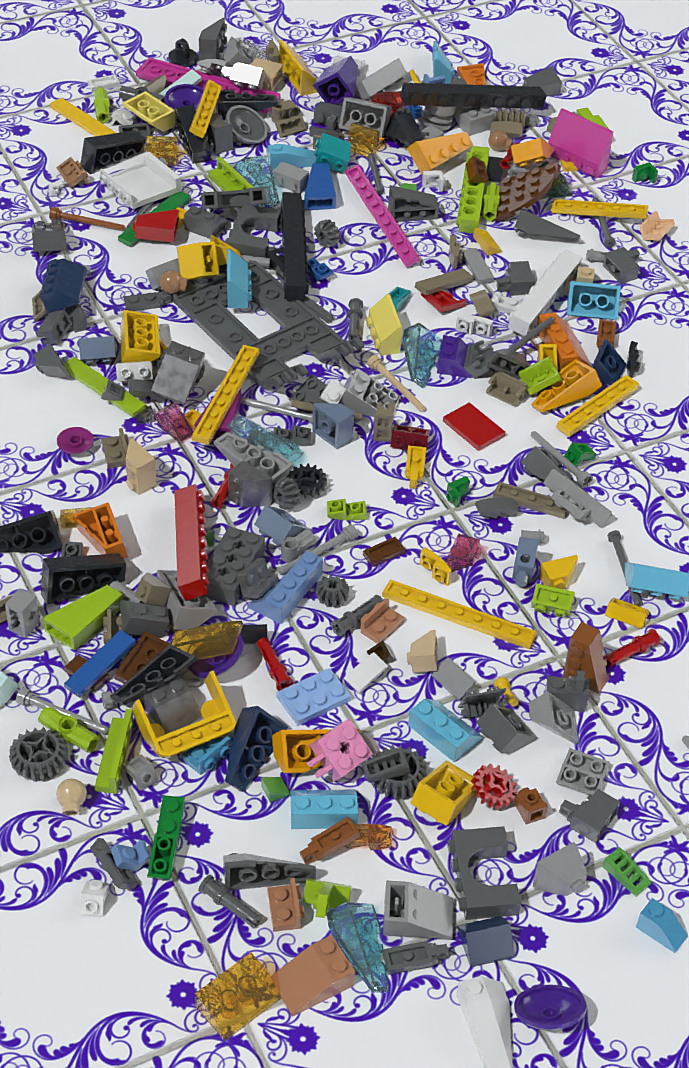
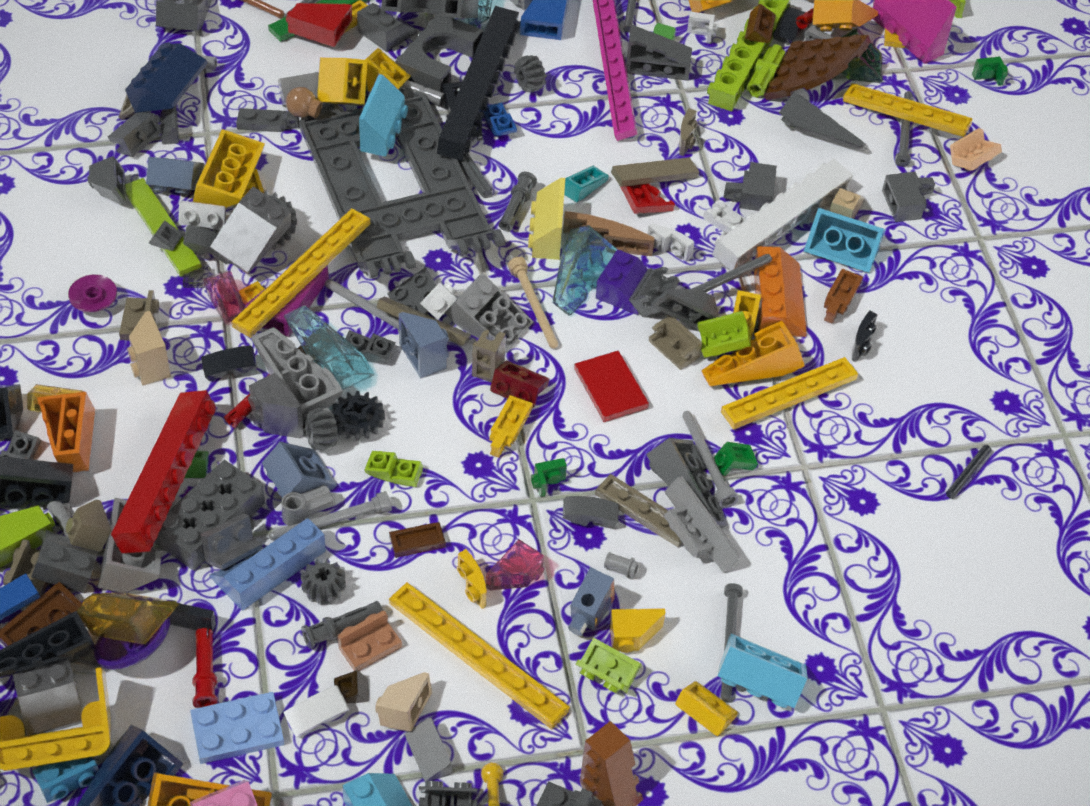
camera: 15 degrees right, 5 degrees up
(197, 464) = (227, 361): none -> black slope
(437, 326) = (619, 235): none -> medium nougat slope
(477, 266) = (711, 158): light grey tile -> none
(482, 303) = (693, 212): dark tan slope -> none
(486, 241) = (737, 125): yellow slope -> none
(595, 255) = (874, 174): light grey pin -> none
(608, 364) = (826, 336): dark blue slope -> none
(639, 644) = (699, 762): red pin -> none

